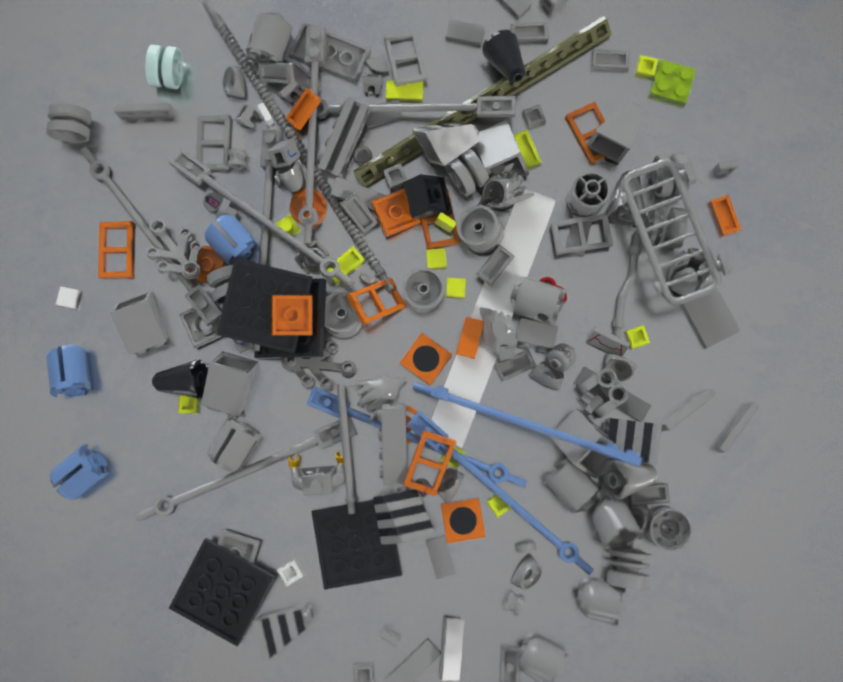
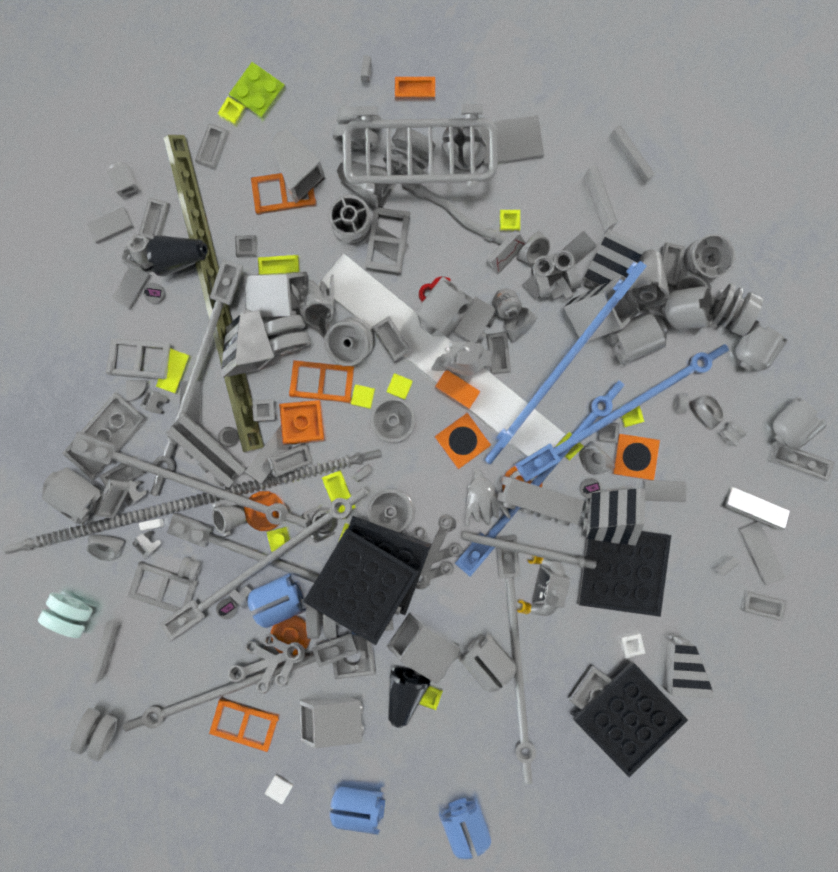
camera: 70 degrees left, 5 degrees up
(284, 153) = (202, 518): light grey brick -> none
(291, 314) = (380, 562): orange tile -> none
(303, 109) = (160, 482): orange tile -> none
(371, 290) = (383, 495): orange window -> none
(416, 458) = (563, 482): orange window -> none
(427, 196) = (297, 384): black slope -> none
(445, 222) = (330, 374): neon yellow tile -> none
(466, 53) = (153, 293): none -> light grey tile
(476, 488) = (609, 433): none -> light grey tile
(499, 22) = (138, 249): none -> light grey piece

